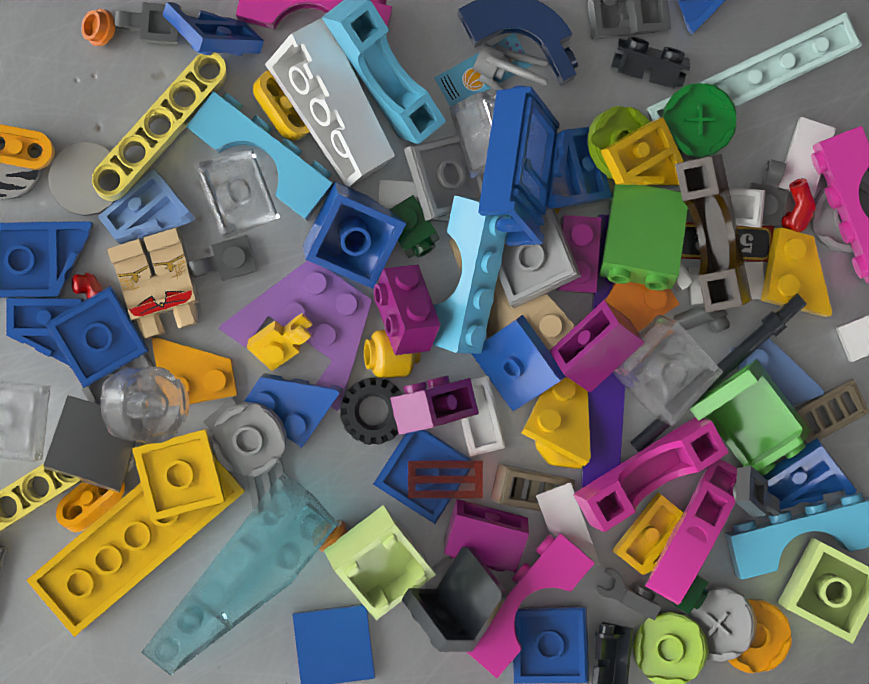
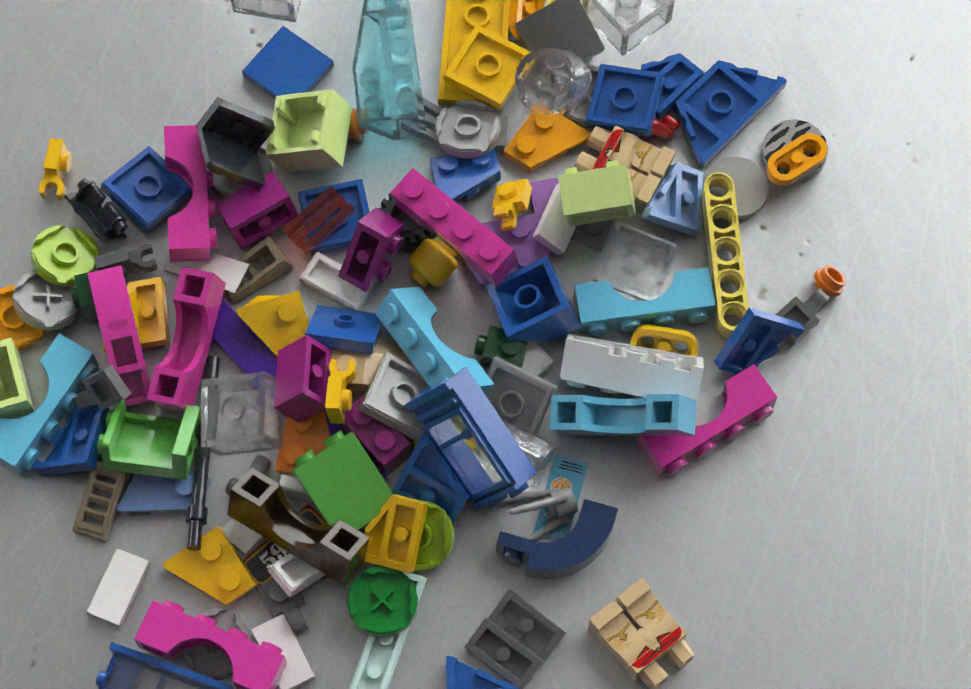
camera: 130 degrees right, 20 degrees down
(217, 265) = (596, 194): none -> yellowish green container
(253, 290) = (553, 227): none -> white tile
(356, 355) = (466, 234): none -> dark pink arch
(406, 309) = (450, 289): magenta brick -> none
(587, 300) = (338, 397): none -> yellow plate
(638, 56) = (470, 605): black hinge -> none
(804, 209) = (251, 615): red arm -> none

